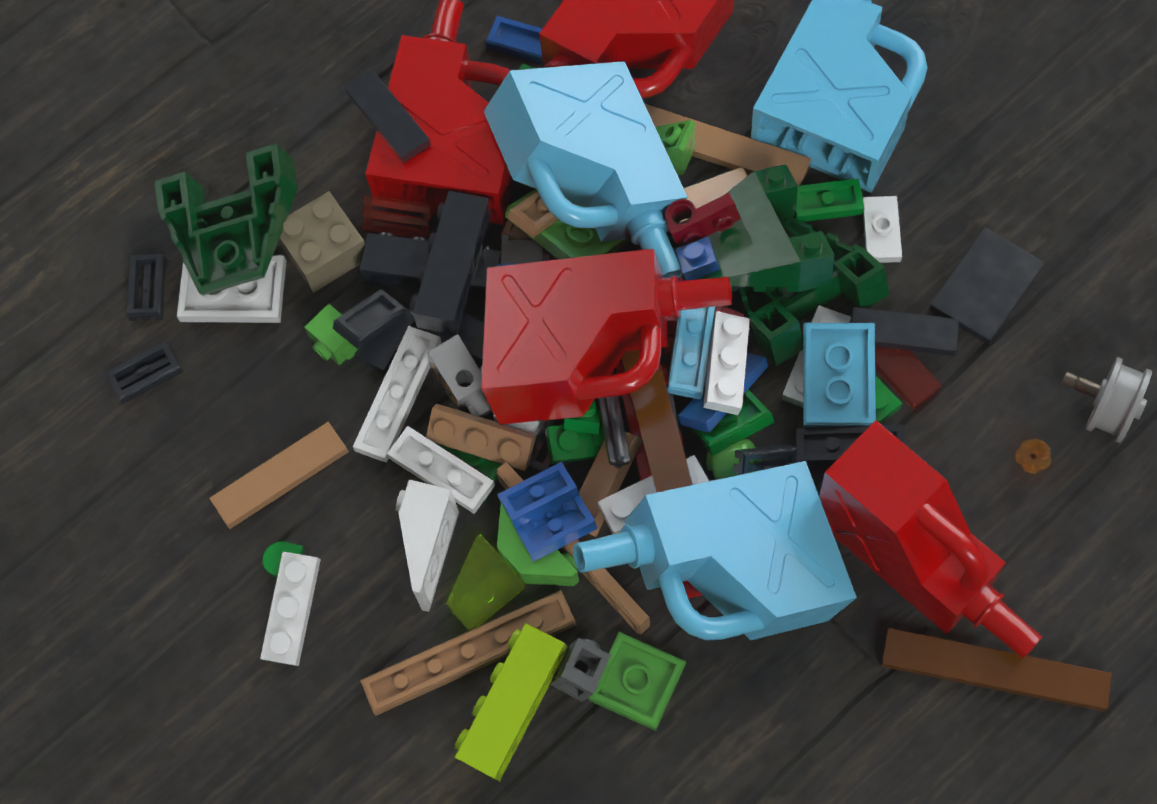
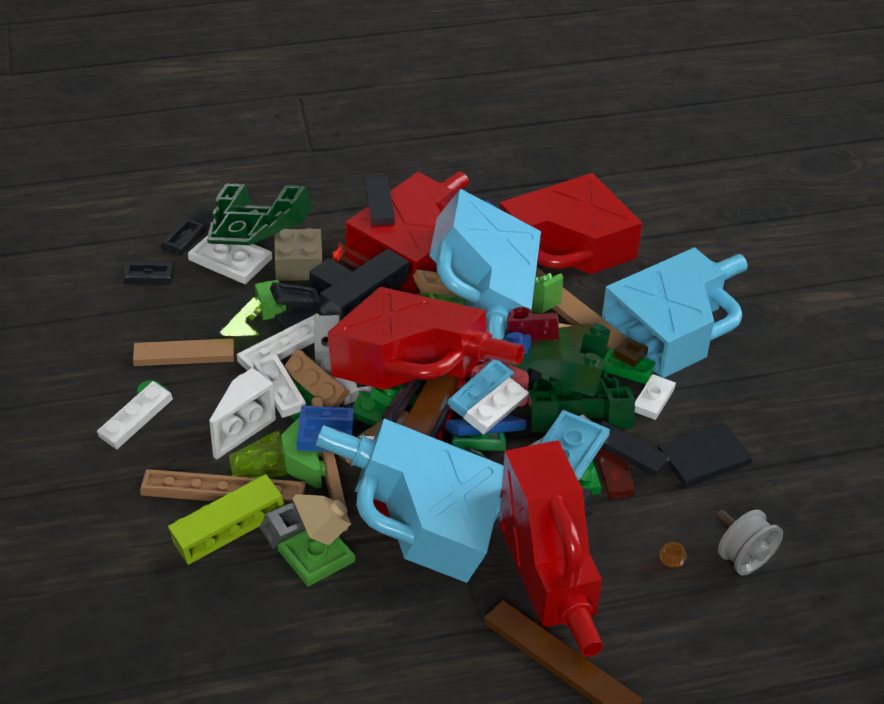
camera: 20 degrees right, 25 degrees down
(324, 398) = (238, 325): none -> clear neon green slope
(623, 640) = (322, 517): none -> tan slope
(827, 185) = (631, 352): none -> dark brown plate

